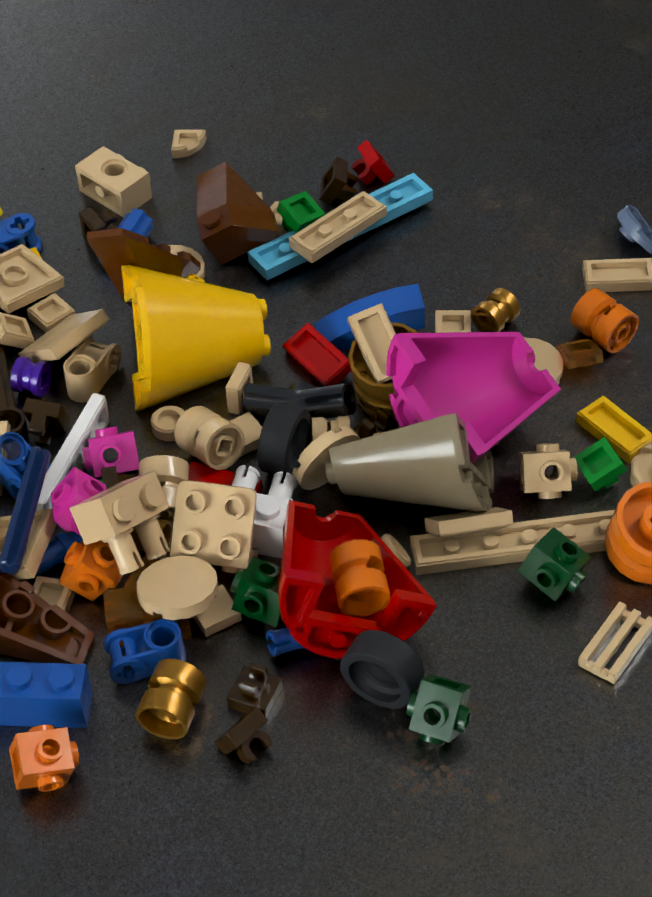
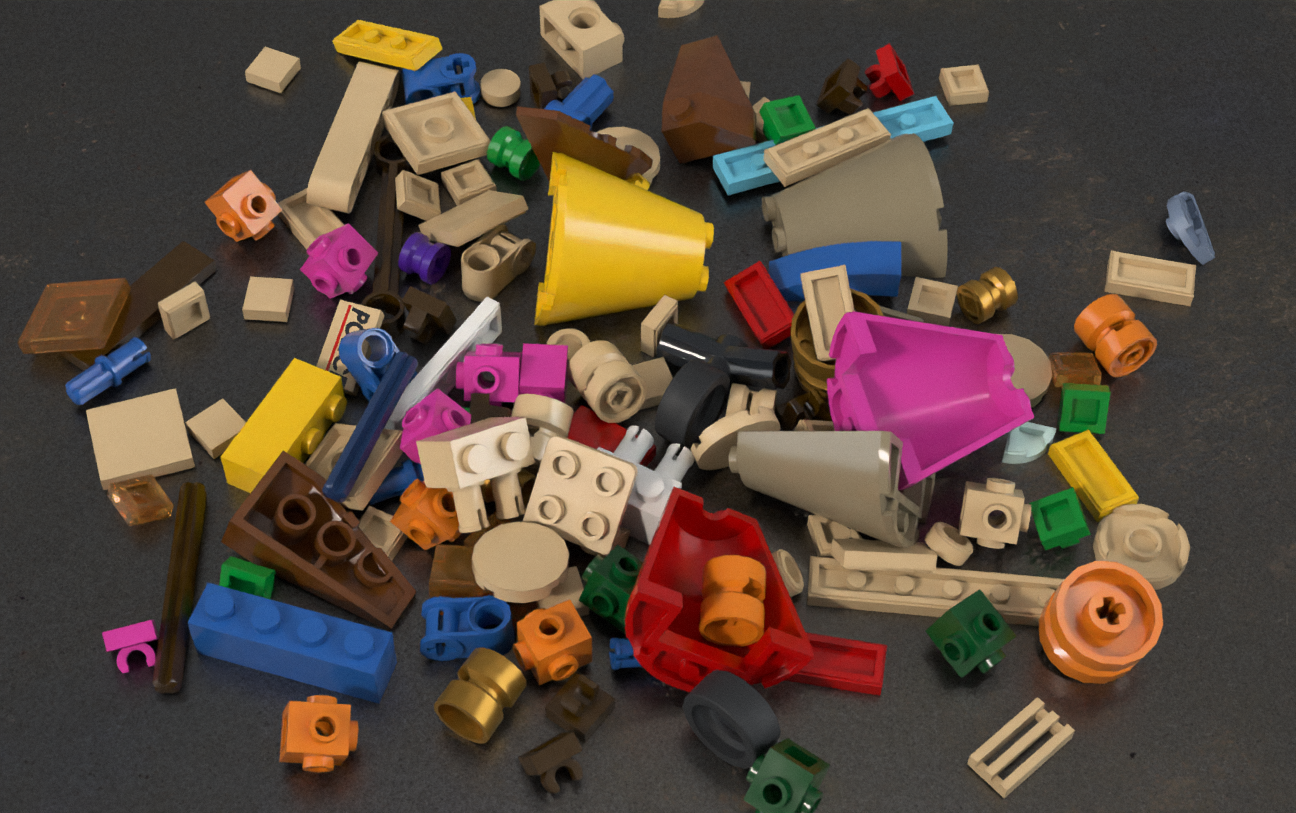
camera: 10 degrees right, 5 degrees up
(57, 236) = (500, 87): none -> tan tile
(82, 281) = (512, 151): none -> green wheel
(154, 437) = (544, 371): none -> dark pink brick
(220, 645) = (553, 642): none -> orange brick
(385, 254) = (869, 197): none -> dark tan cone
(415, 516) = (823, 532): none -> tan tile
(432, 162) = (963, 85): none -> tan tile
(460, 613) = (844, 664): none -> red tile
(518, 502) = (948, 543): none -> tan tile
(557, 415) = (1027, 443): none -> light aqua tile
(595, 379) = (1083, 408): none -> green tile

